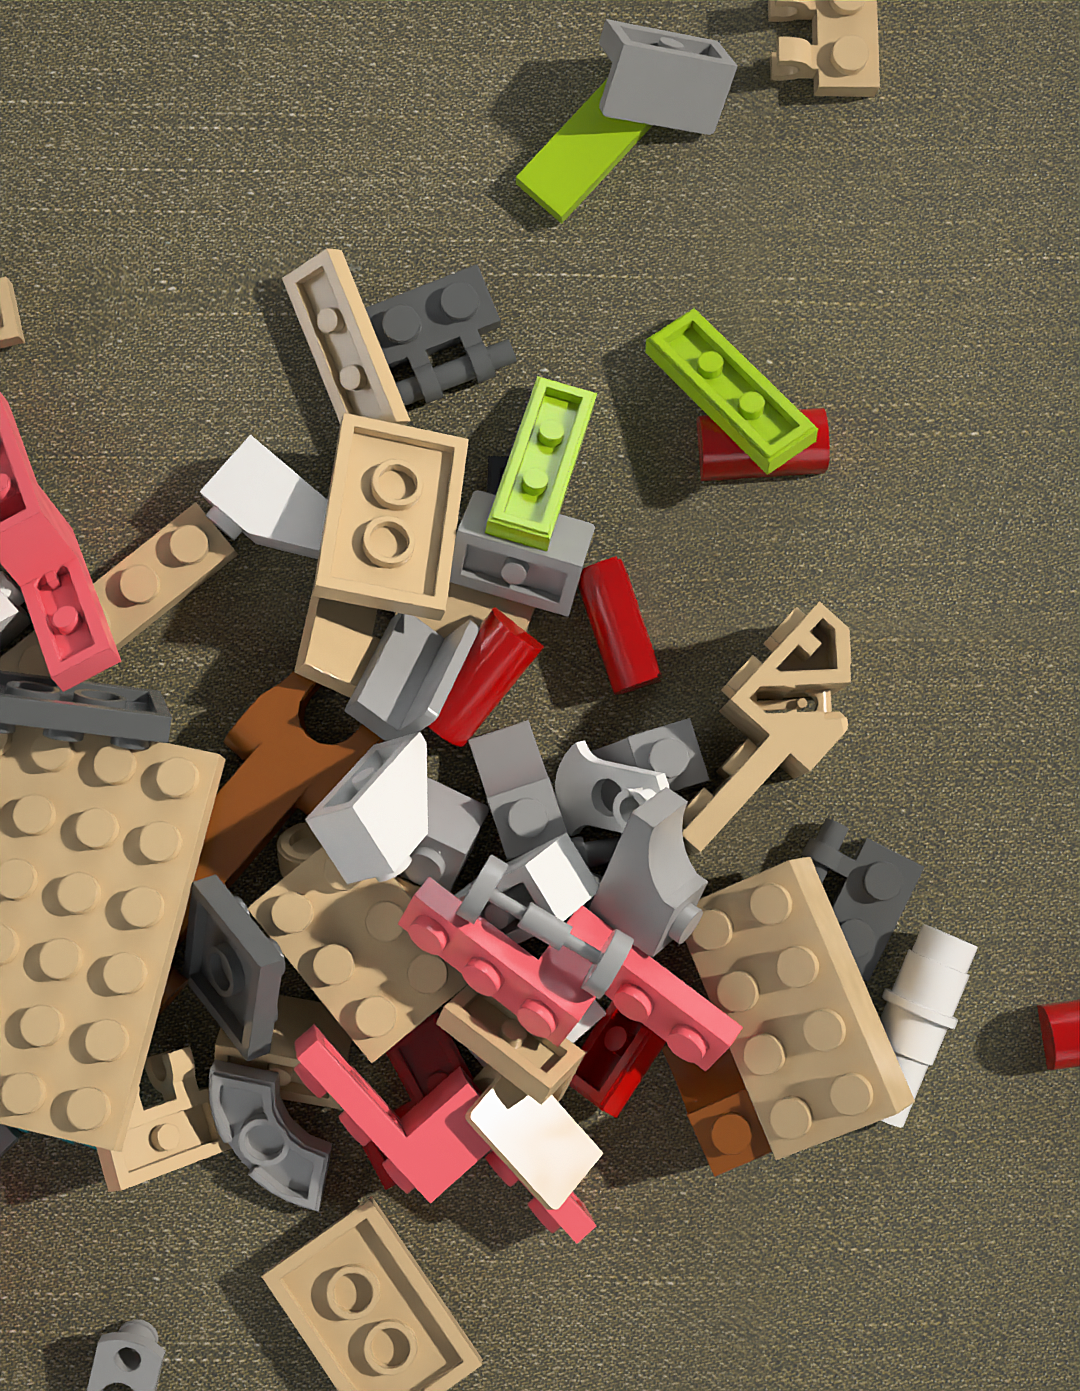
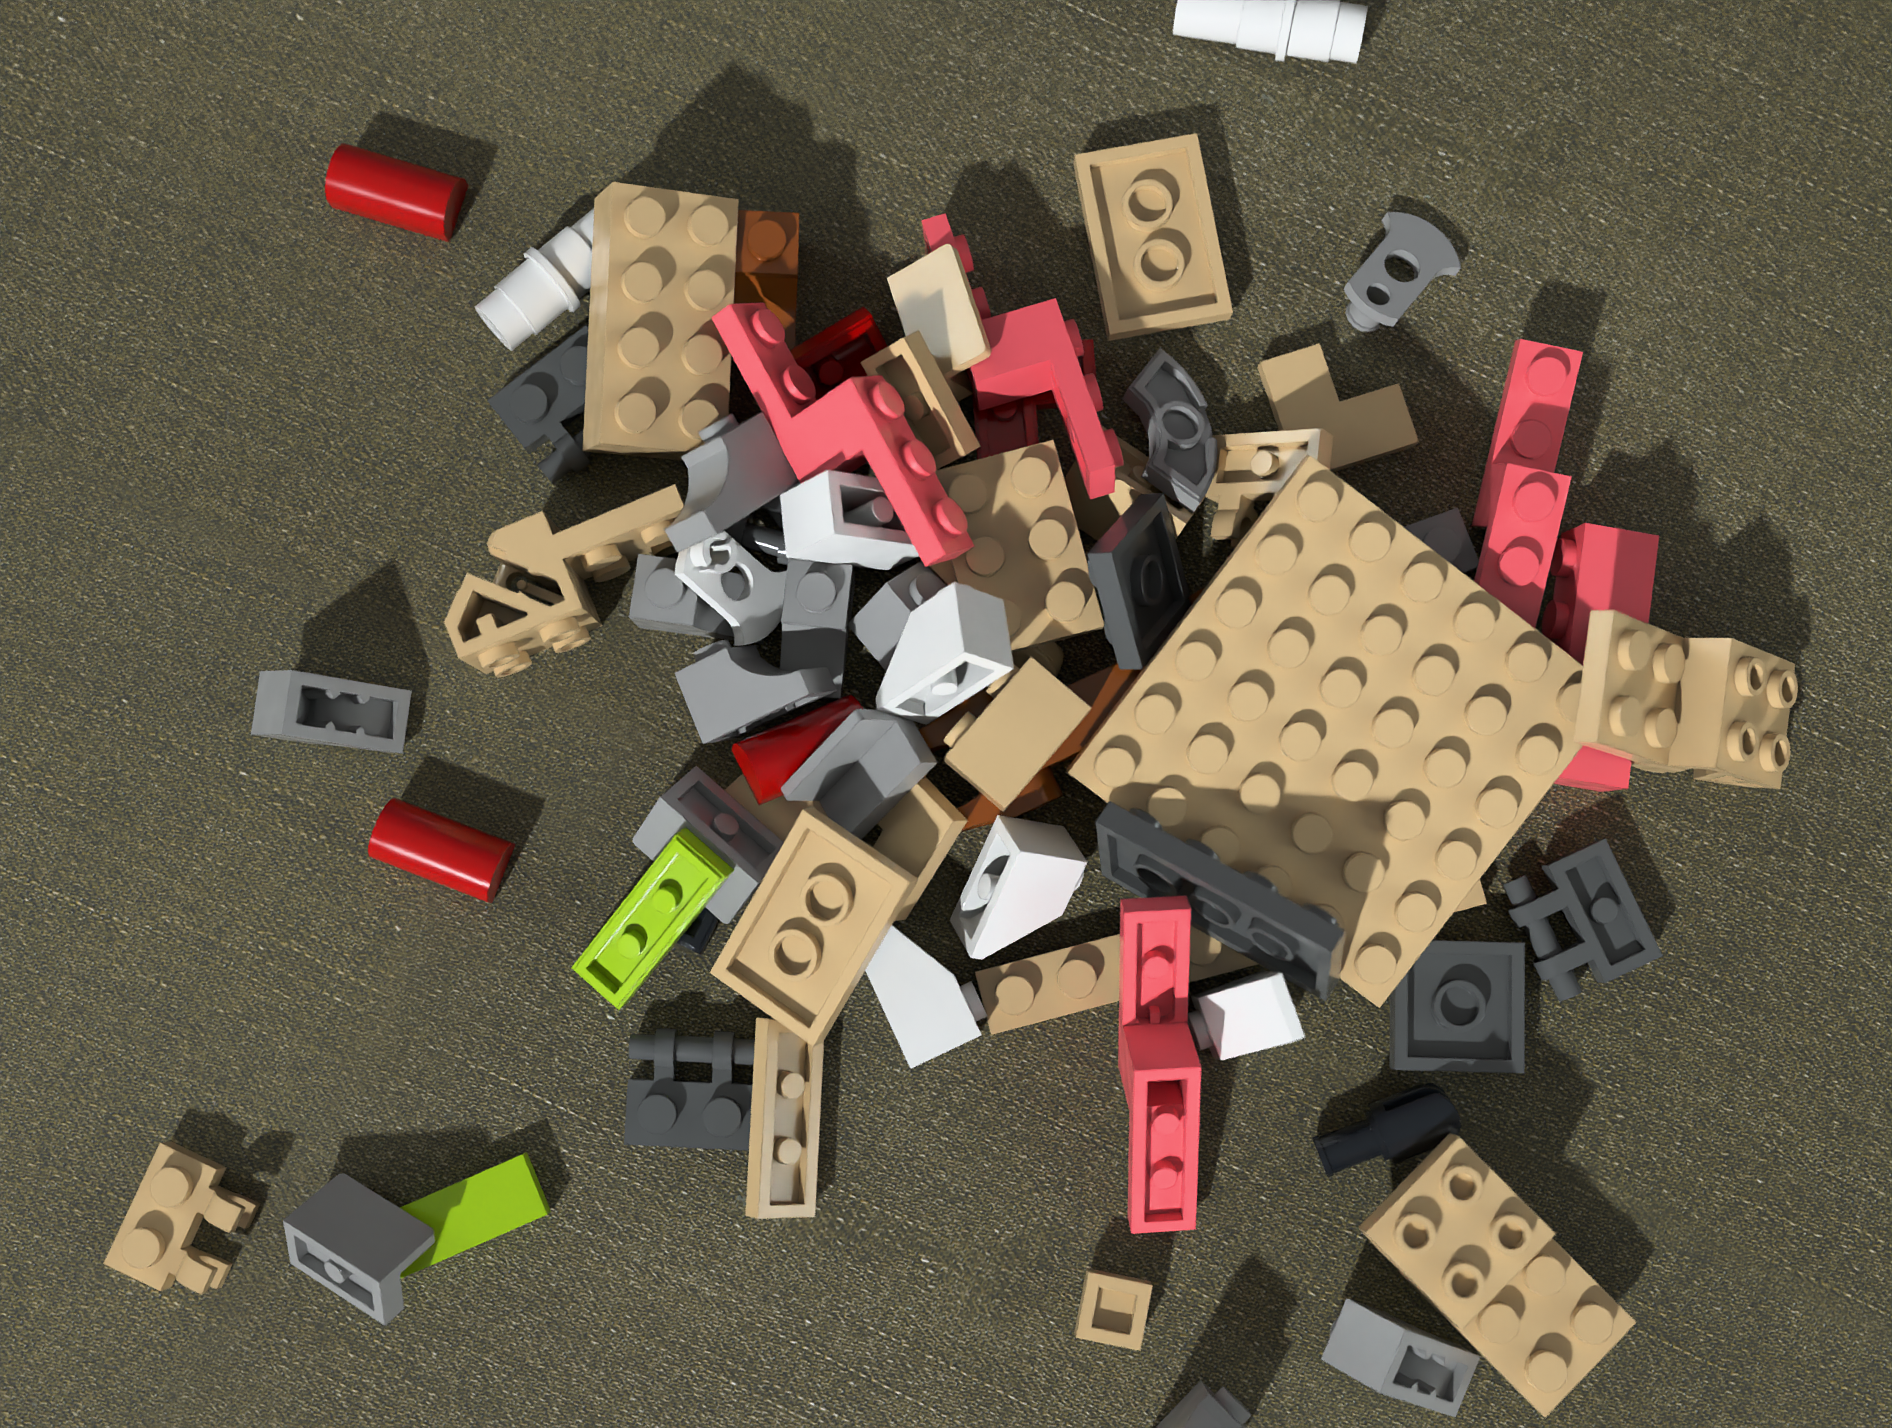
camera: 155 degrees left, 0 degrees up
(149, 1216) = (1306, 398): none -> tan tile
(228, 641) = (1016, 884): none -> white slope
(284, 767) = (1014, 733): none -> tan brick
(547, 928) = (801, 418): light grey wheel -> none
(555, 704) = (739, 691): none -> light grey arch
(618, 626) = (654, 737): red brick -> none
(731, 391) = (445, 908): lime tile -> none
(920, 515) = (330, 711): none -> light grey arch

